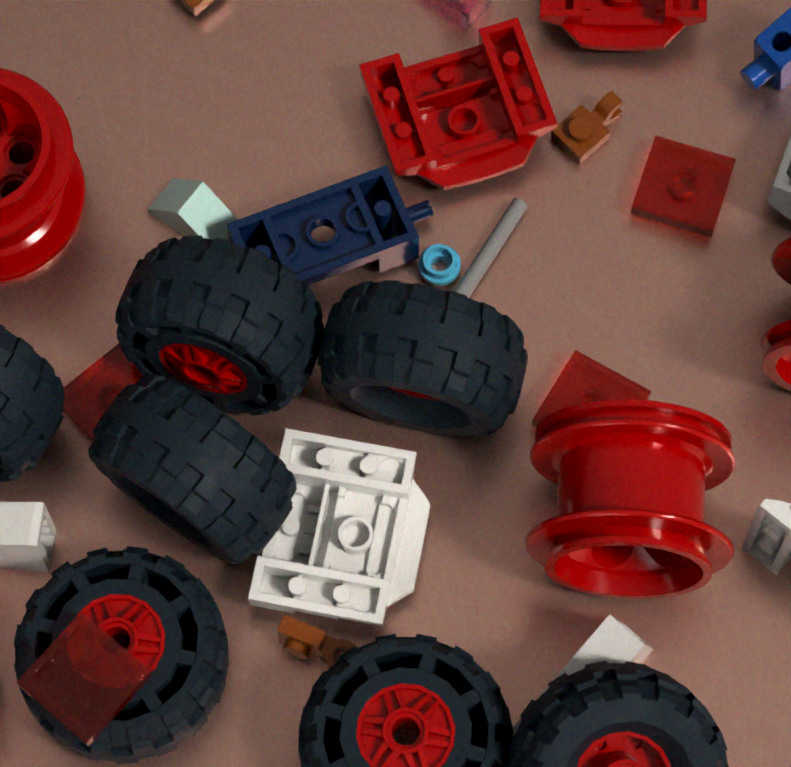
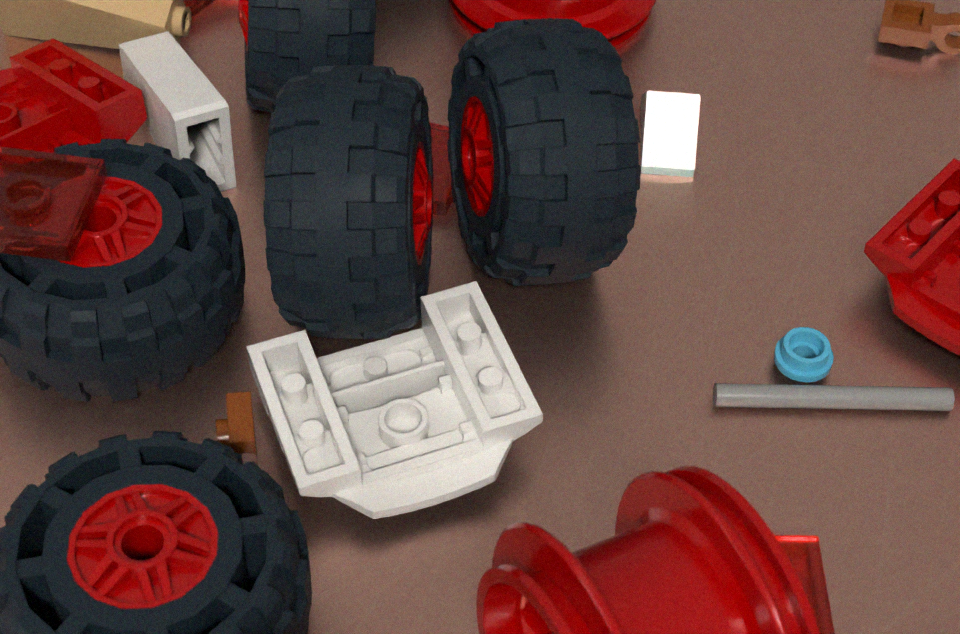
camera: 55 degrees right, 20 degrees down
(366, 221) = (784, 242): dark blue brick -> none
(422, 358) = (656, 338): black wheel -> none

